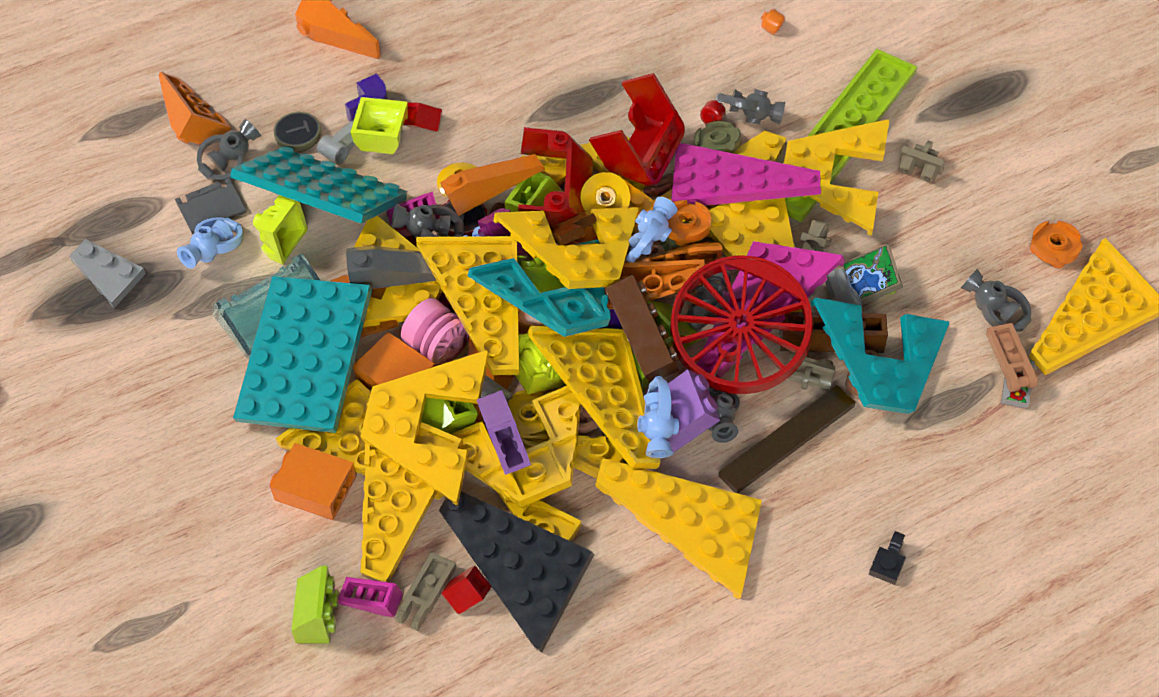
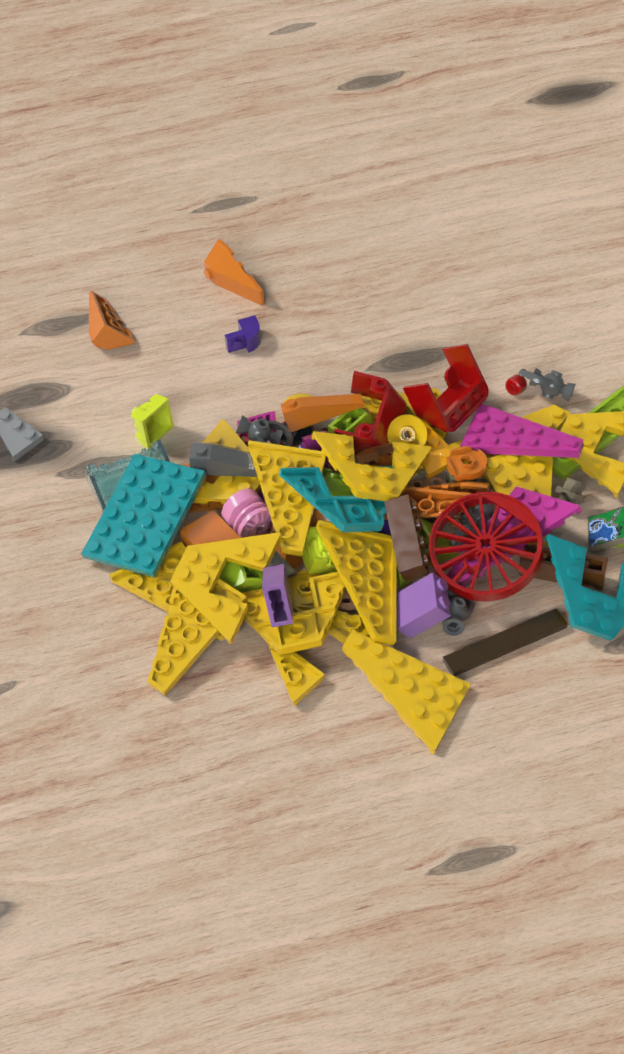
camera: 15 degrees right, 5 degrees down
(209, 239) = (96, 421): light blue piece -> none
(211, 203) = (104, 397): dark grey piece -> none
(232, 146) = (131, 354): dark grey piece -> none
(297, 131) = (184, 351): black tile -> none
(313, 481) = (129, 610): orange brick -> none
(314, 606) = (106, 700): lime slope -> none
(320, 184) = (189, 392): teal plate -> none
(337, 146) = (211, 367): light grey piece -> none
(379, 124) = (246, 354): neon yellow brick -> none
(386, 603) = (162, 707): dark pink slope -> none
(423, 116) = (283, 353): red panel -> none
(426, 589) = (193, 703): dark tan hinge -> none
(466, 589) = (223, 708): red panel -> none
(522, 562) = (270, 695): black wing -> none
(652, 227) = (436, 462): light blue piece -> none
(657, 420) = (400, 609): light blue piece -> none
(661, 188) = (455, 436): copper piece -> none
(719, 136) = (515, 403): olive tile -> none
(772, 21) = (585, 320): orange piece -> none
(813, 373) = (538, 595): dark tan hips -> none
(841, 289) = (580, 534): light grey piece -> none
(888, 561) = (559, 748): black plate -> none

